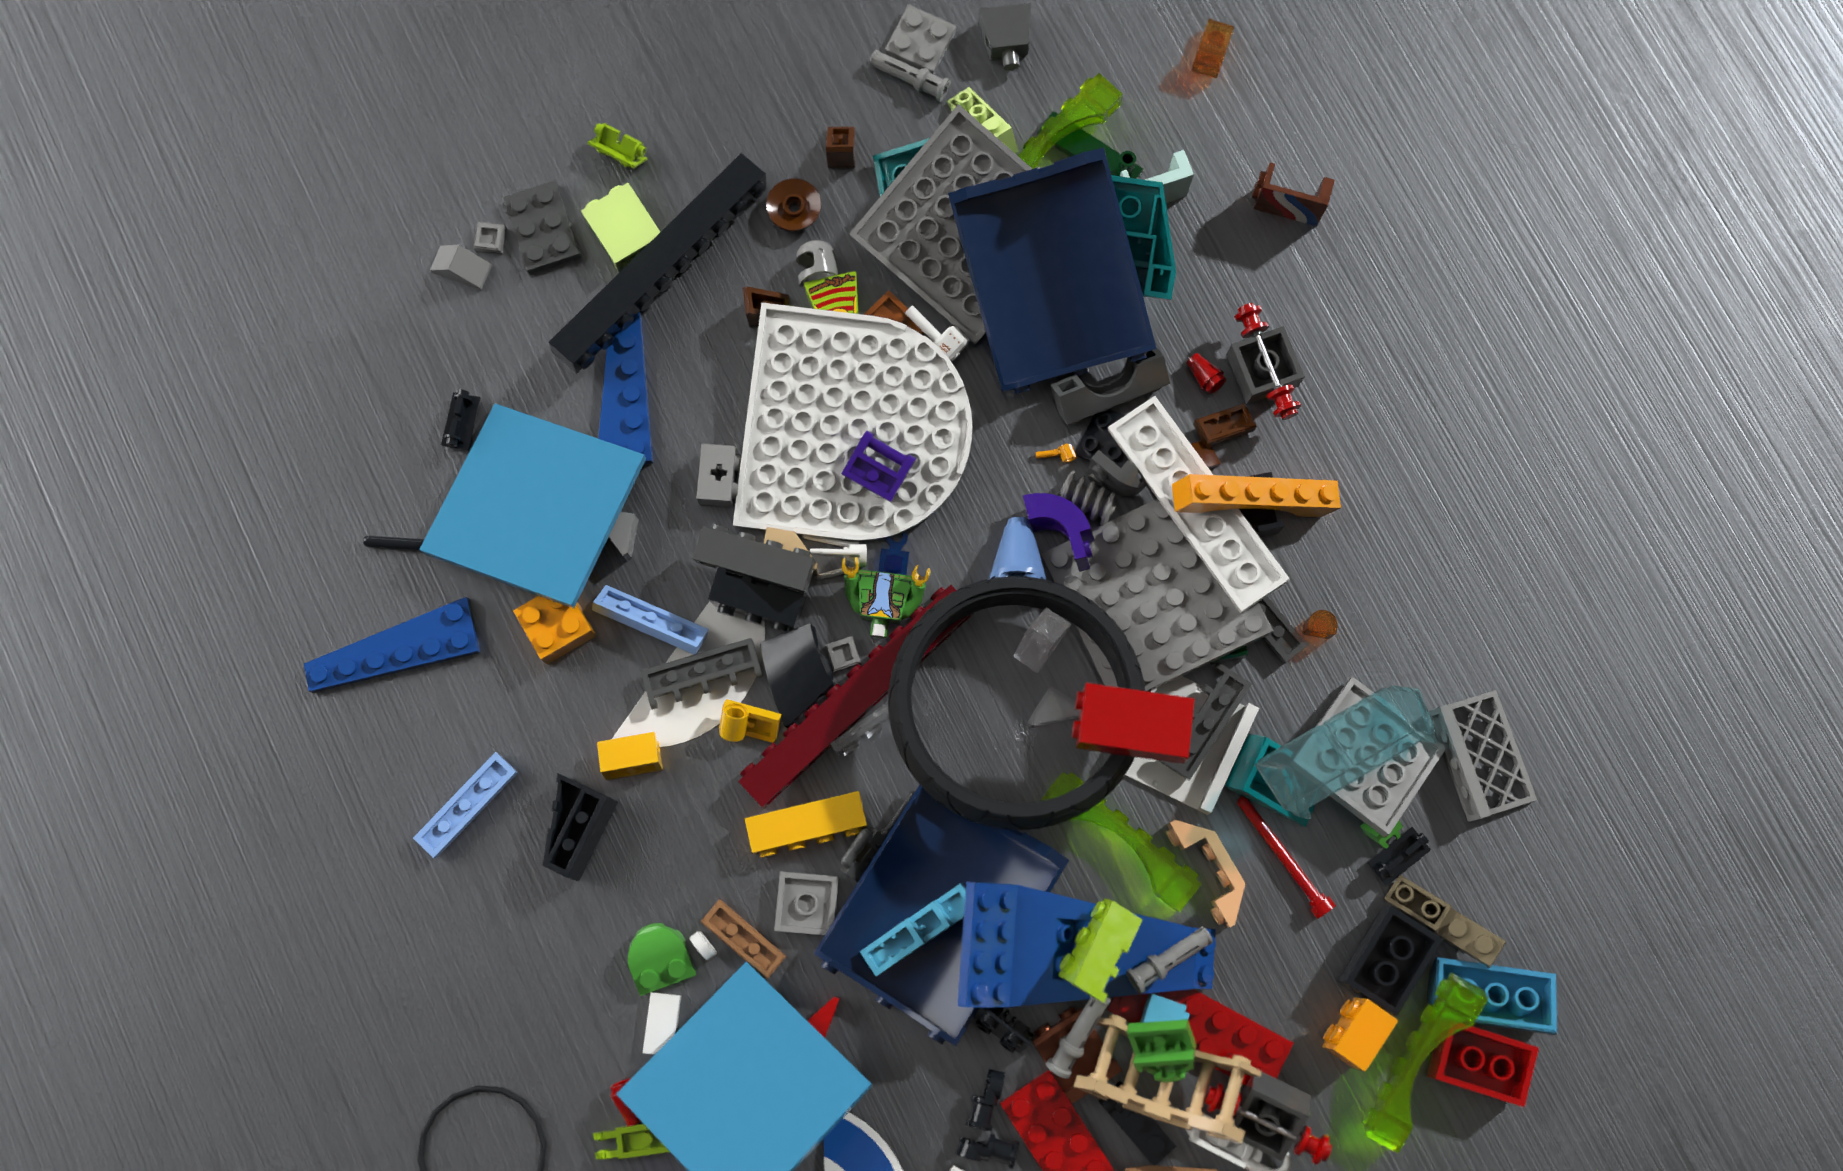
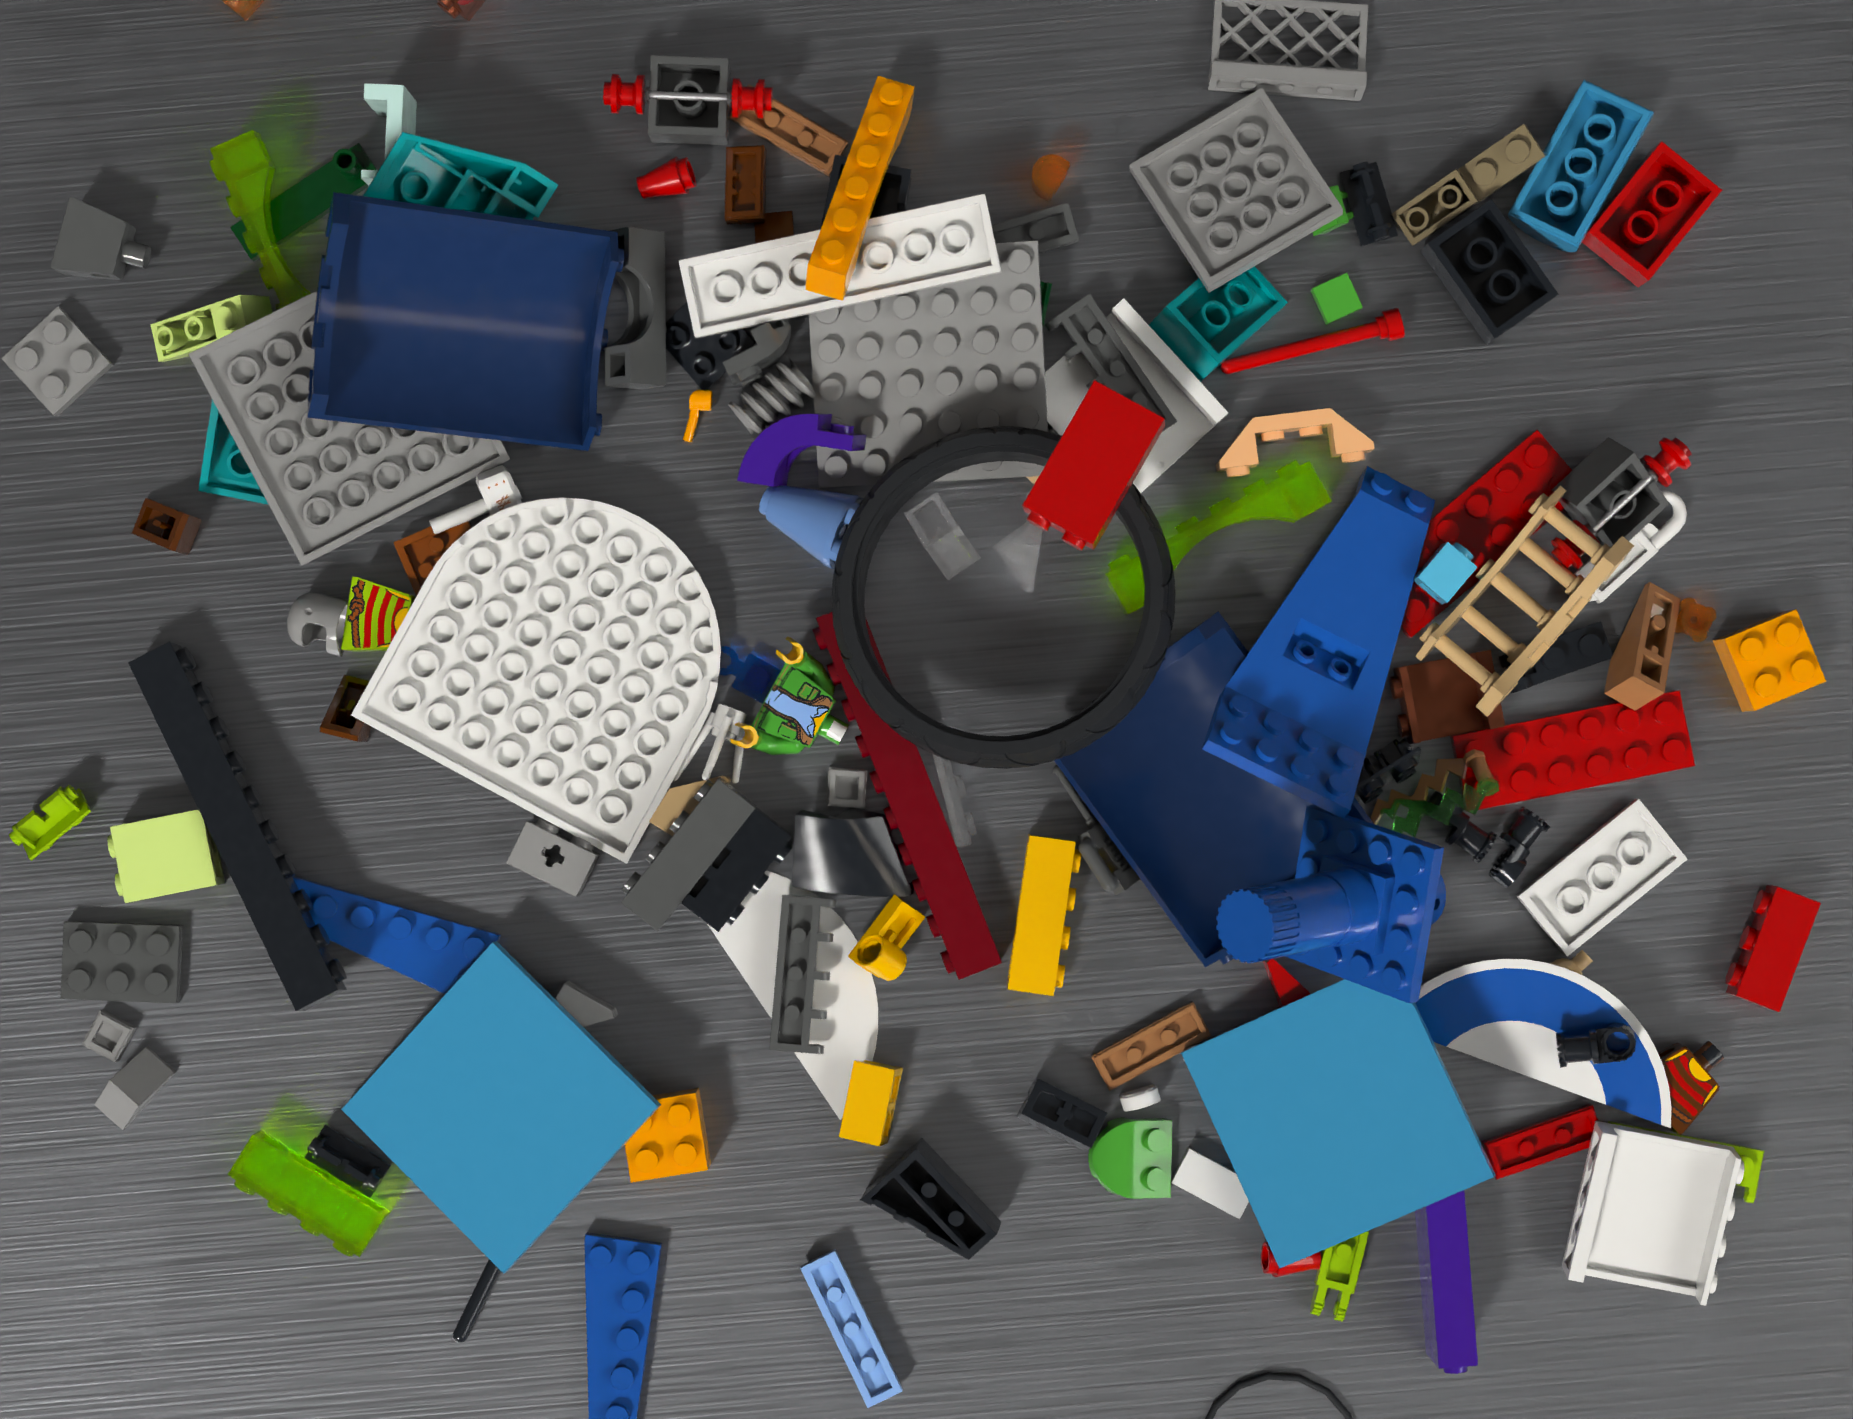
camera: 65 degrees left, 10 degrees up
(428, 403) = (308, 1194): none -> clear neon green brick
(650, 619) = (707, 1013): light blue plate -> none
(670, 893) = (1062, 1115): none -> black hinge
(790, 193) = (206, 617): reddish brown dish -> none
(806, 903) = (1139, 952): light grey plate -> none
(873, 474) = (635, 660): dark purple plate -> none
(893, 1038) = (1353, 909): none -> blue piece
(916, 931) = (1224, 822): medium azure slope -> none
(921, 79) = (114, 378): light grey pin -> none
(988, 1065) = (1417, 803): none -> piece
(1072, 1045) = (1437, 697): light grey pin -> none
(1100, 948) = (1342, 620): lime wedge -> none
(1158, 966) = (1387, 557): light grey pin -> none
(1163, 1048) = (1487, 591): bright green slope -> none
(1272, 442) = (795, 135): none -> medium nougat tile
(1323, 860) = (1336, 298): none -> bright green tile
(1346, 747) = (1216, 214): clear light blue piece -> none
(1359, 1033) = (1559, 348): light orange brick -> none
(1454, 1009) = (1581, 225): clear neon green arch -> none

